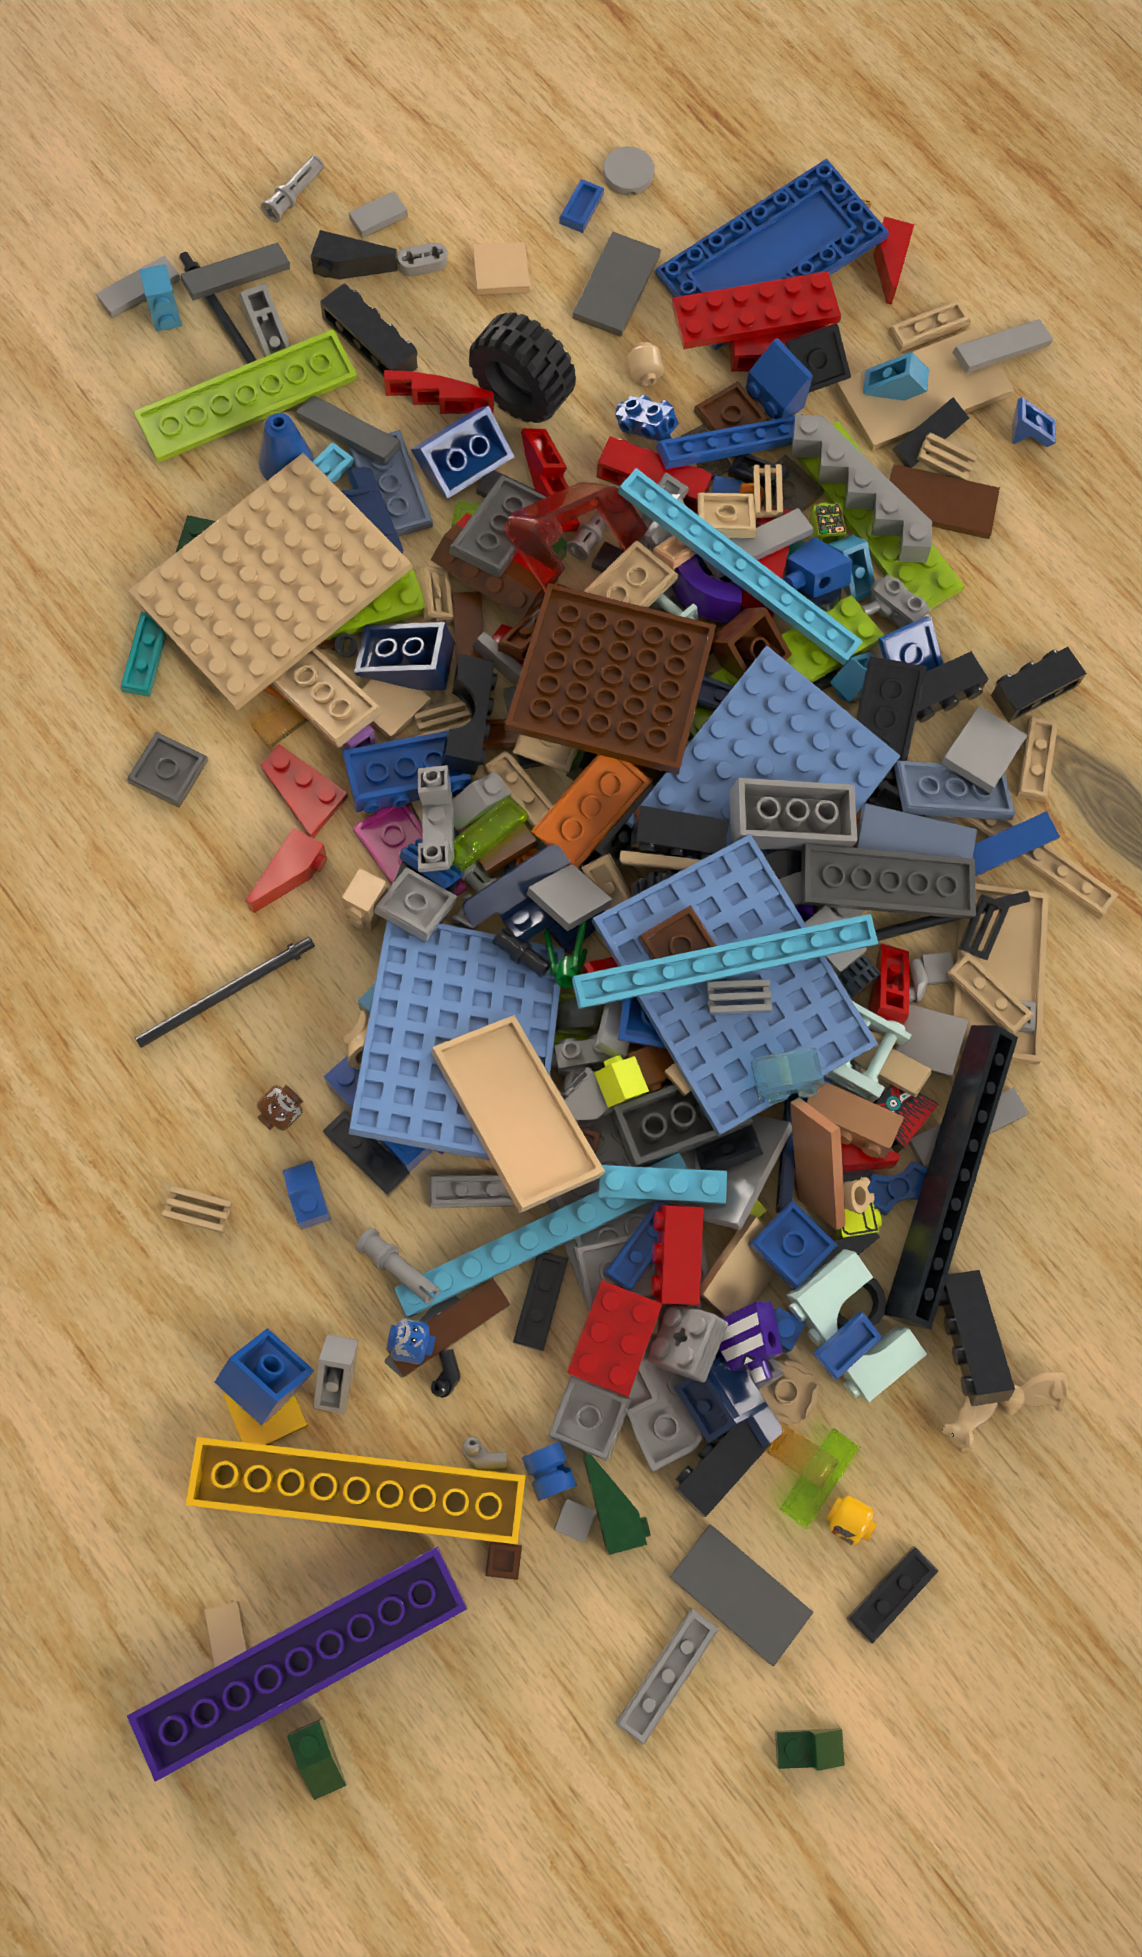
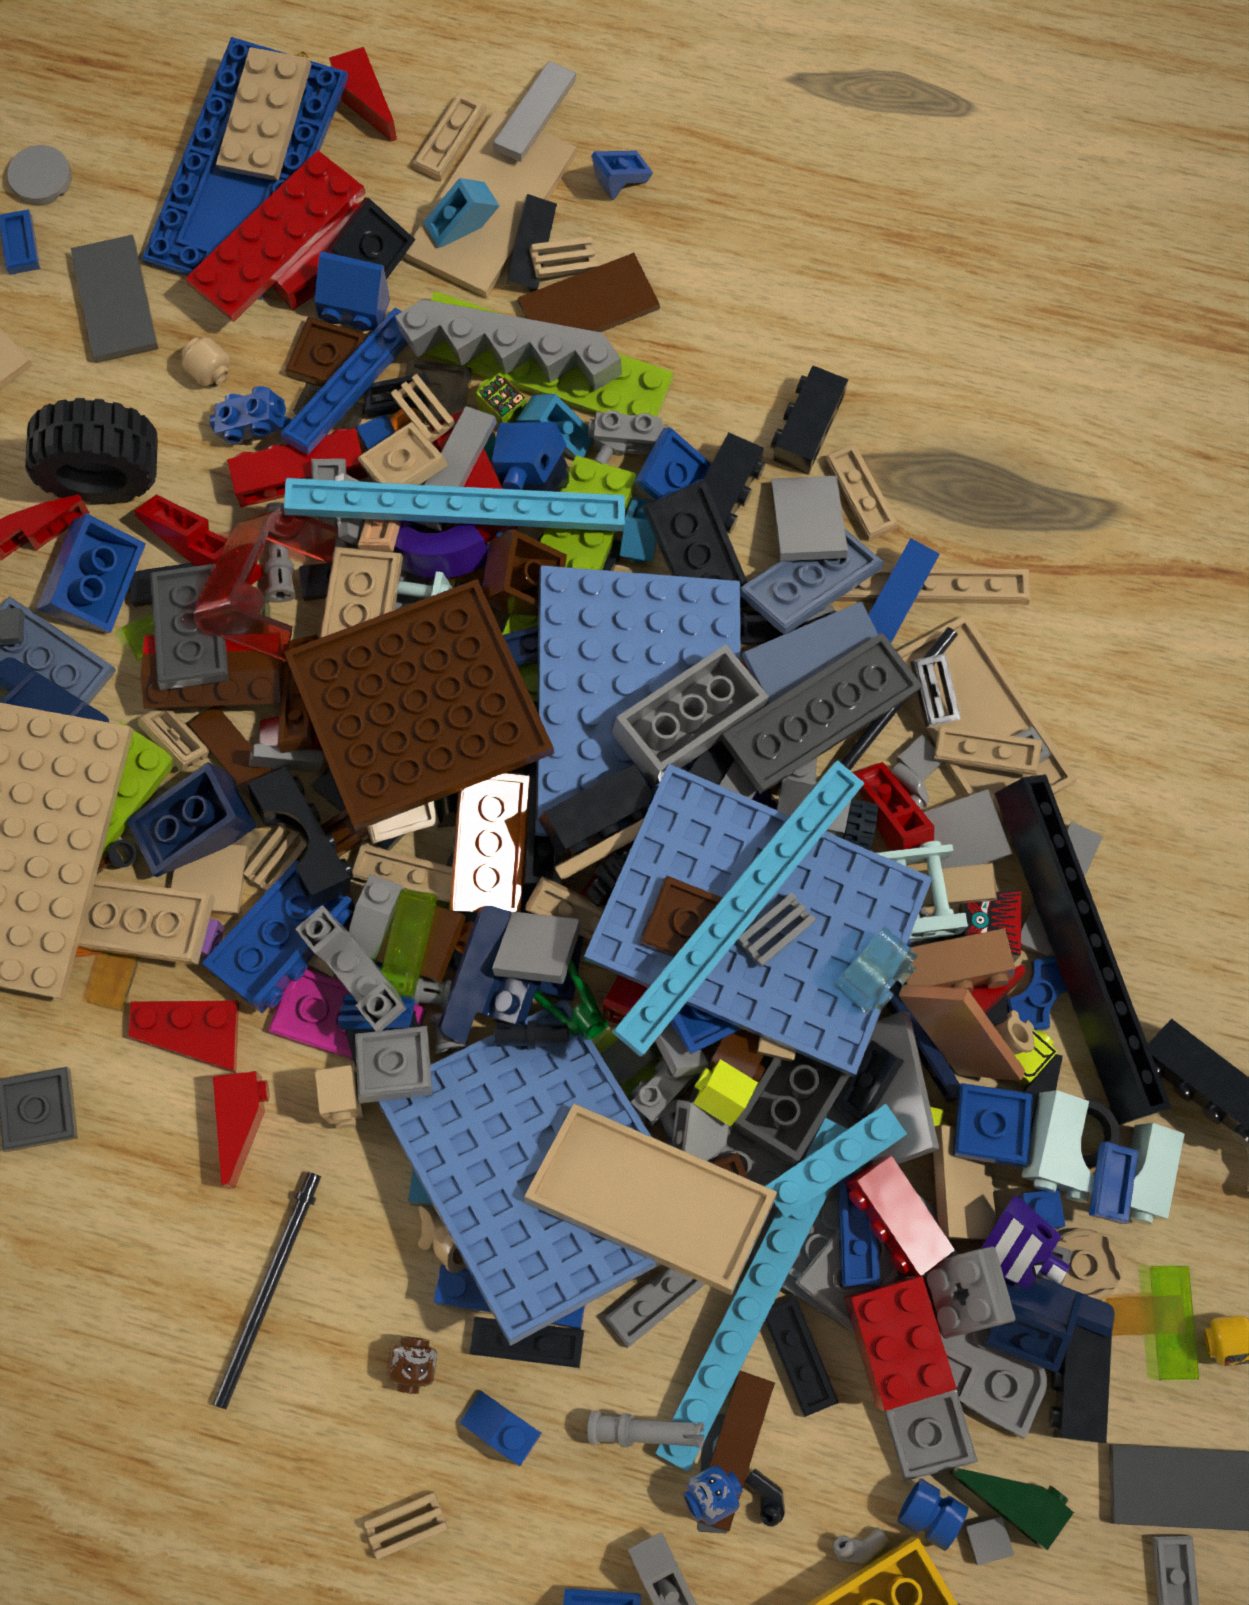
camera: 30 degrees left, 0 degrees up
(809, 223) = (264, 114): none -> tan plate

